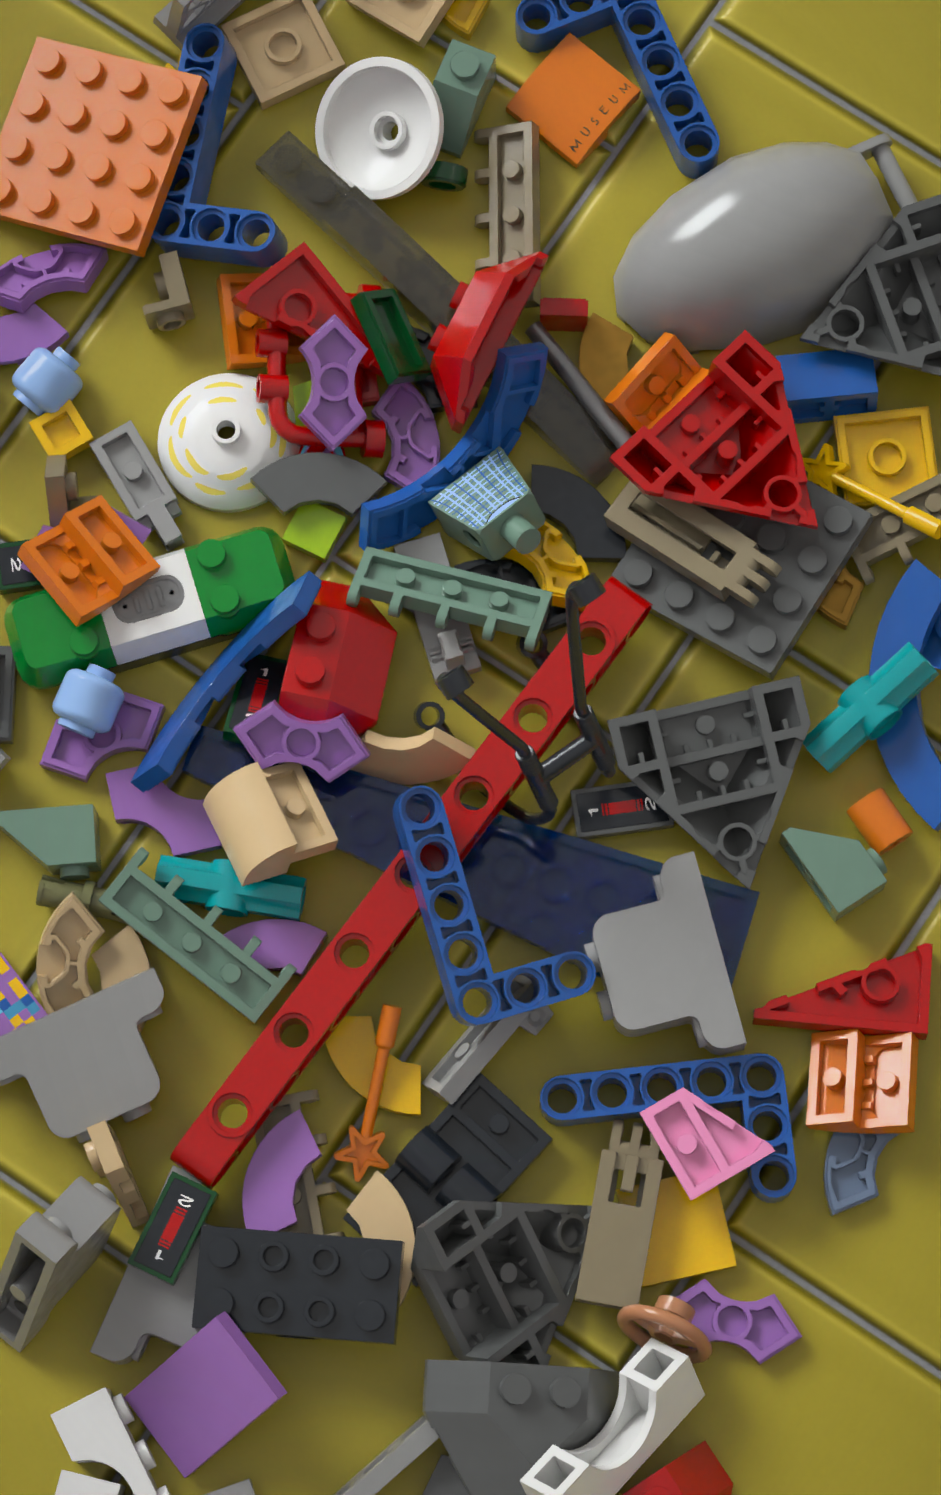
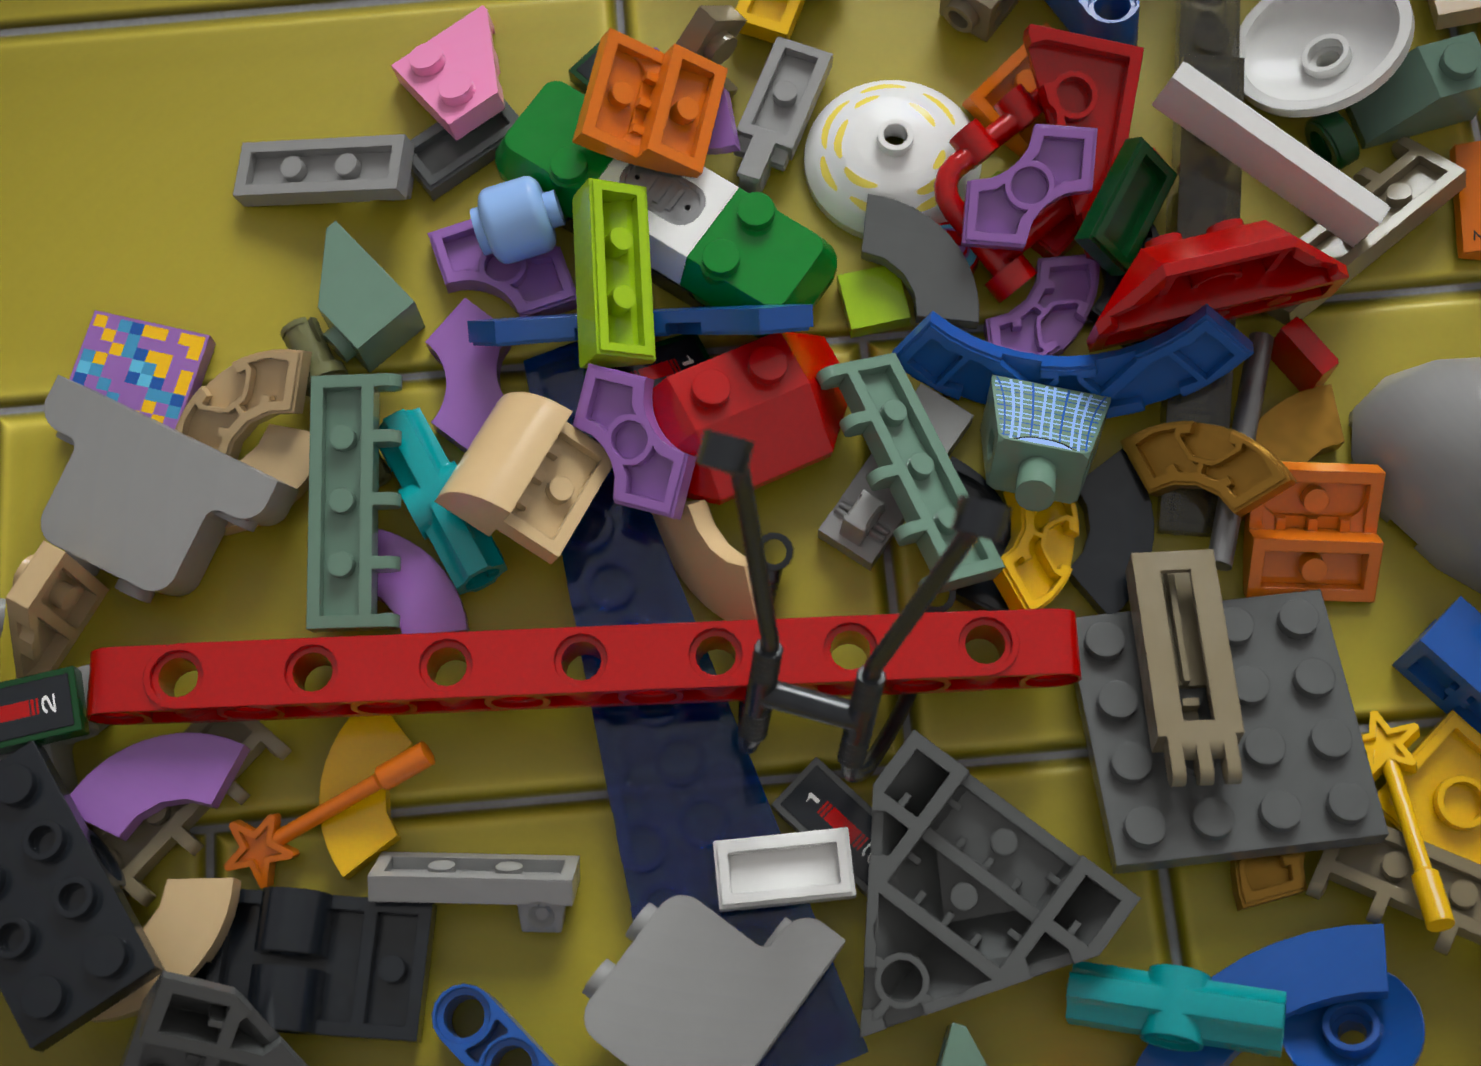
camera: 50 degrees right, 5 degrees down
(182, 671) = (613, 275): none -> lime slope
(433, 229) = (1270, 155): none -> white tile
(465, 926) = (555, 758): blue beam -> none
(583, 423) = (1208, 459): none -> pearl gold tile
(623, 858) = (784, 869): none -> white tile
(727, 443) = (1323, 614): red wedge -> none

